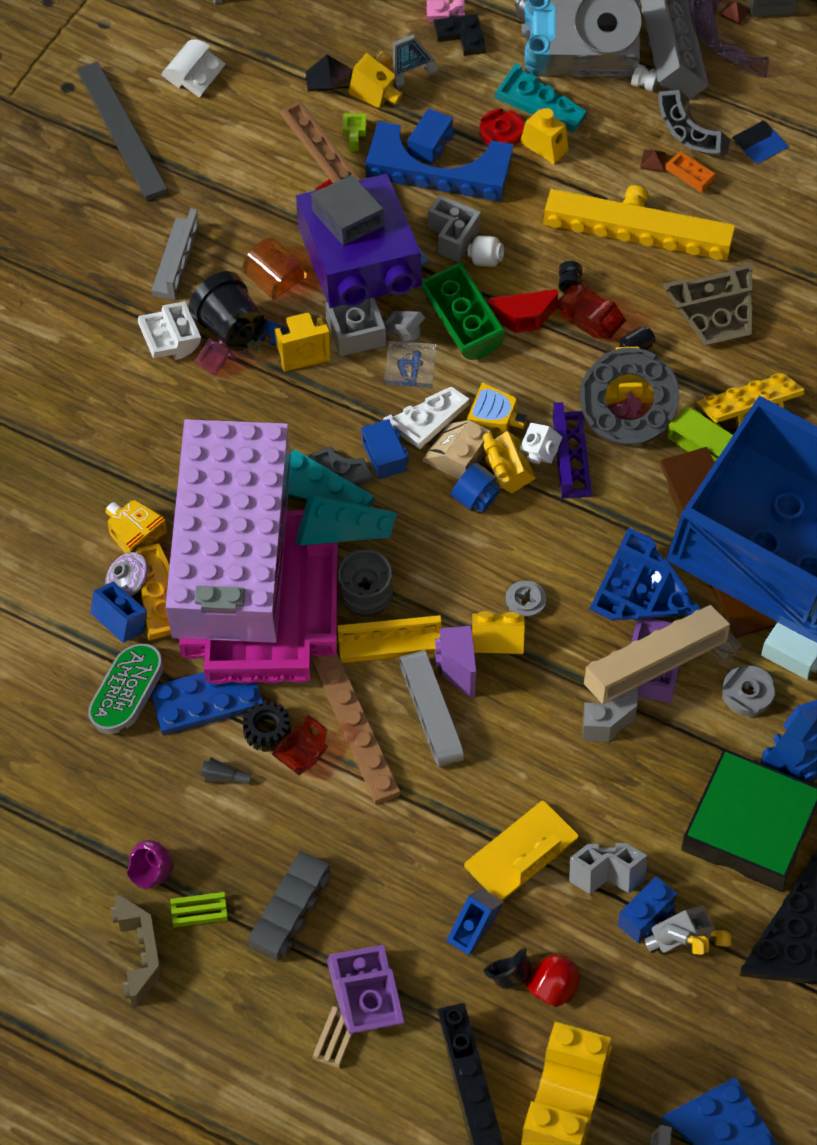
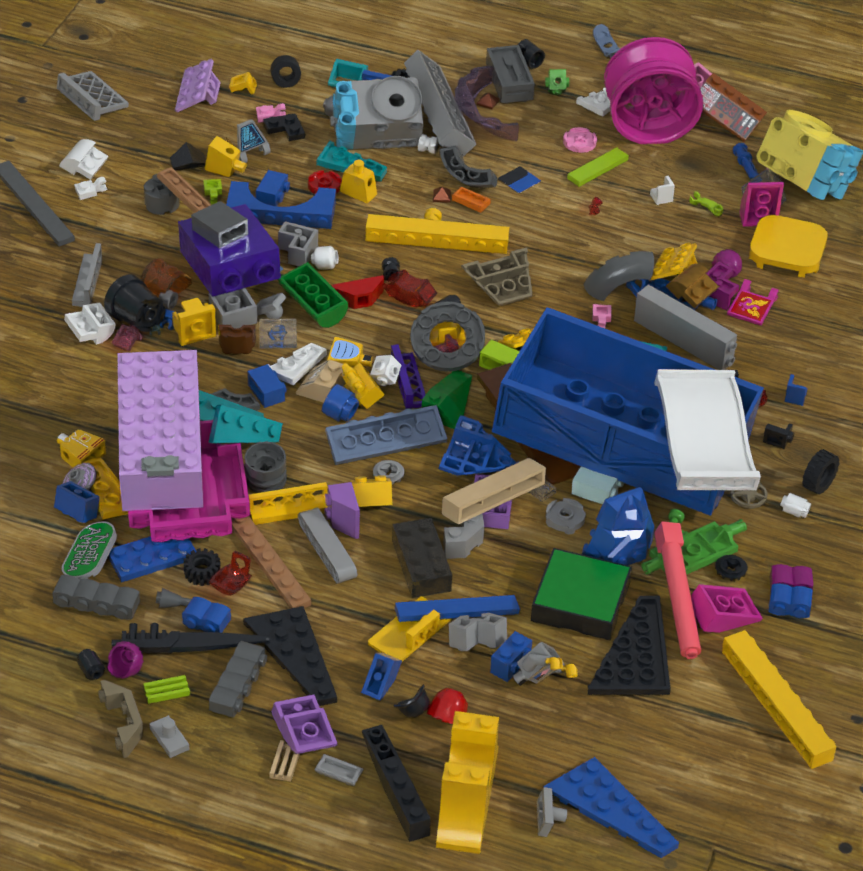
camera: 10 degrees left, 15 degrees down
(106, 864) = (90, 664): none -> black brick
(126, 760) = (97, 597): none -> dark grey brick
(193, 983) = (169, 736): none -> light grey tile
(194, 114) = (88, 189): none -> white plate
(201, 839) = (183, 641): none -> black piece
(262, 804) = (206, 616): none -> blue brick
(275, 300) = (169, 298): none -> light grey tile
(279, 137) = (159, 198): none -> dark grey brick
(357, 375) = (237, 339): none -> reddish brown cylinder
(368, 859) = (295, 650): none -> black wing
(402, 1059) = (338, 770): none -> light grey tile
(529, 541) = (385, 434): none -> sand blue plate
(551, 741) = (422, 557): none -> clear smoke brick
(587, 825) = (457, 607): none -> blue tile
(618, 491) = (450, 397): none -> green wedge

